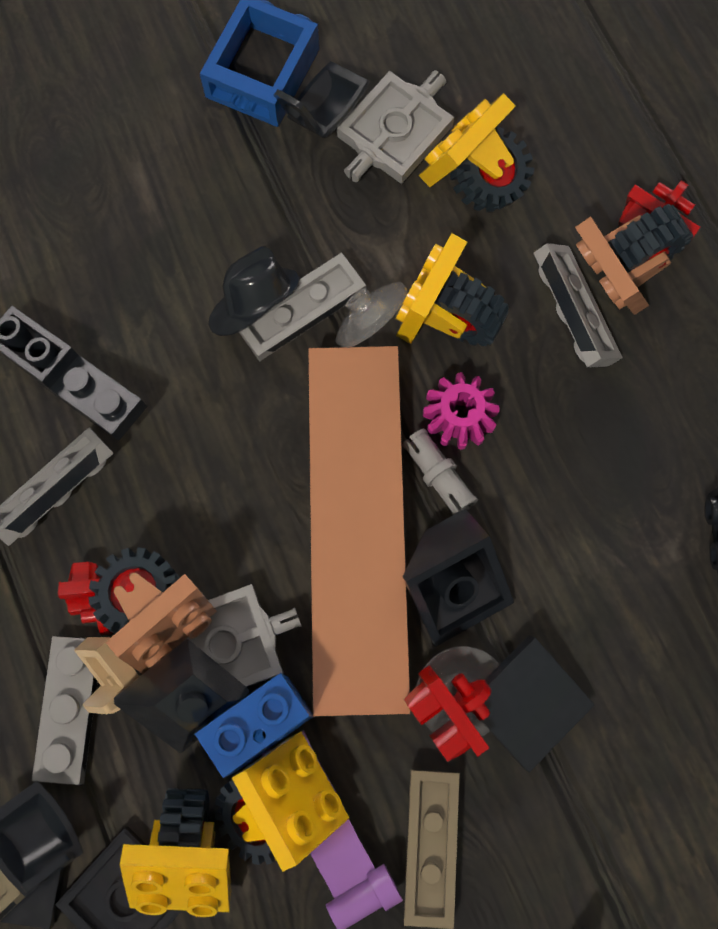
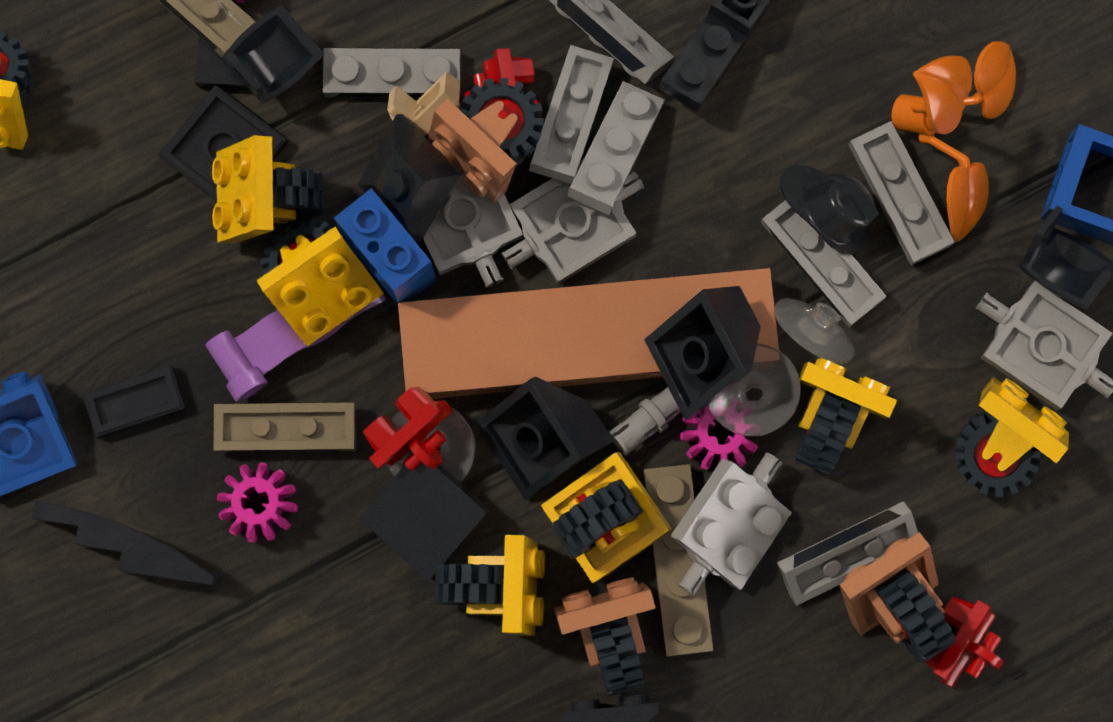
camera: 85 degrees right, 5 degrees up
(134, 526) = (571, 114): none -> light grey plate
(175, 200) = (945, 94): none -> orange plant
(175, 486) = (615, 148): none -> light grey plate
(240, 233) = (901, 193): none -> light grey plate
(241, 535) = (567, 232): none -> light grey plate
(390, 404) = (706, 347): none -> black slope
(422, 347) = (781, 394): none -> clear dish
(526, 888) = (249, 517): none -> dark pink gear
(539, 523) = (605, 517): none -> plate
(550, 405) = (731, 524): none -> light grey plate
(577, 461) = (682, 615): none -> dark tan plate
(609, 635) = (498, 585): none -> yellow plate
(648, 526) = (610, 630): none -> plate

